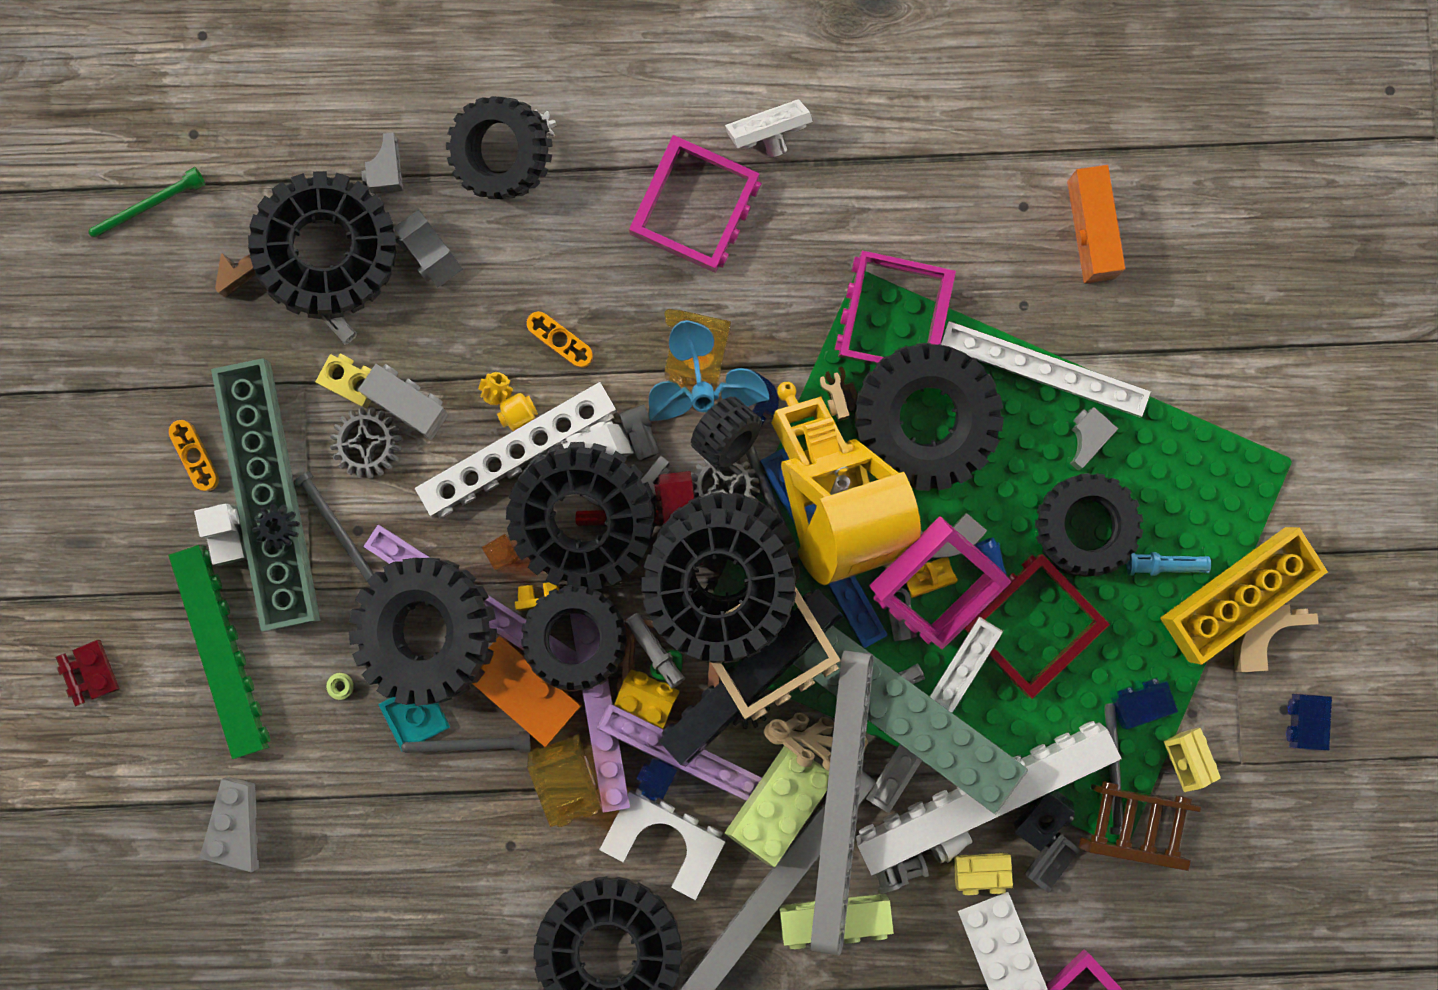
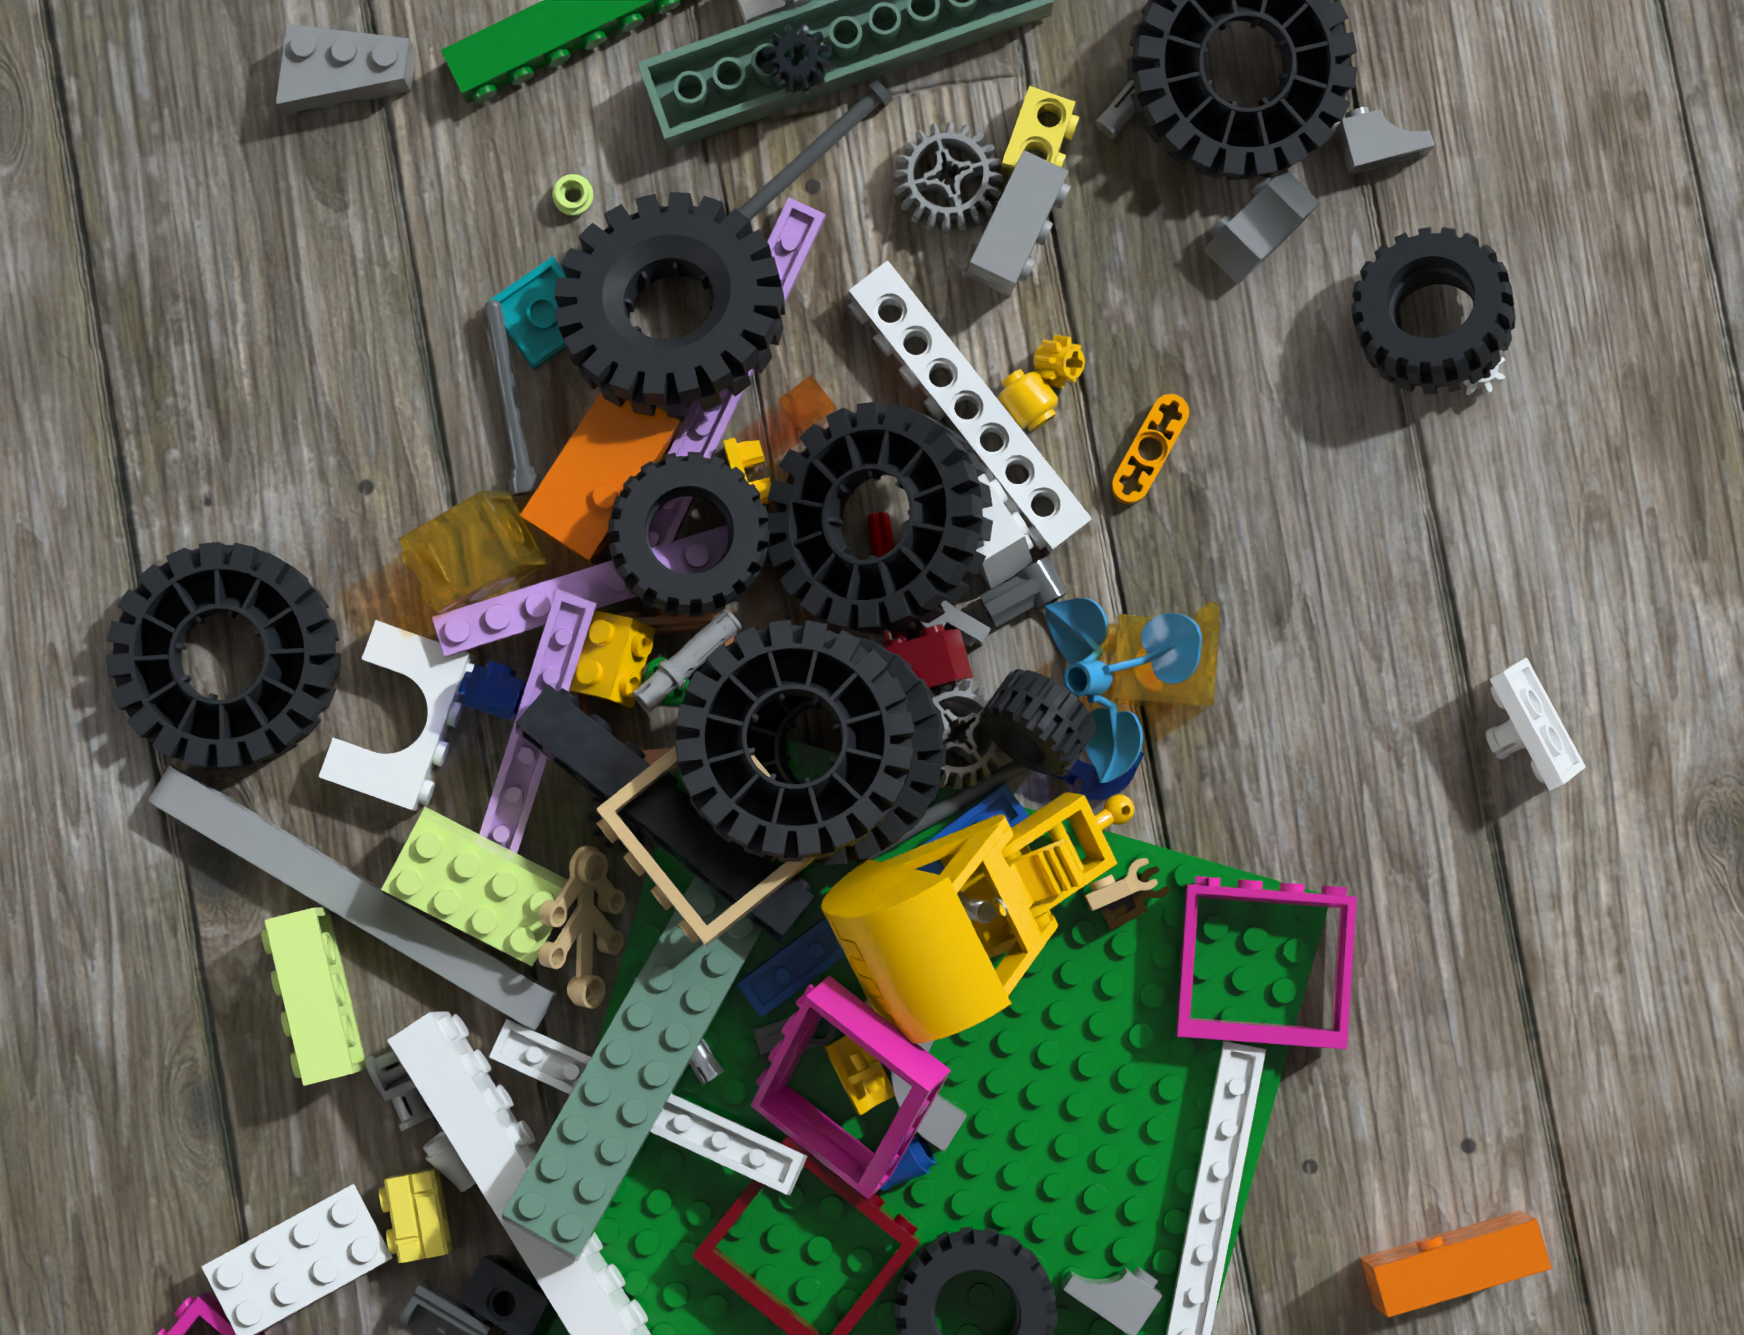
camera: 85 degrees right, 0 degrees up
(656, 186) = (1411, 563): dark pink window -> none
(842, 802) = (491, 978): light grey beam -> none
(975, 423) = (1098, 1110): black tyre -> none

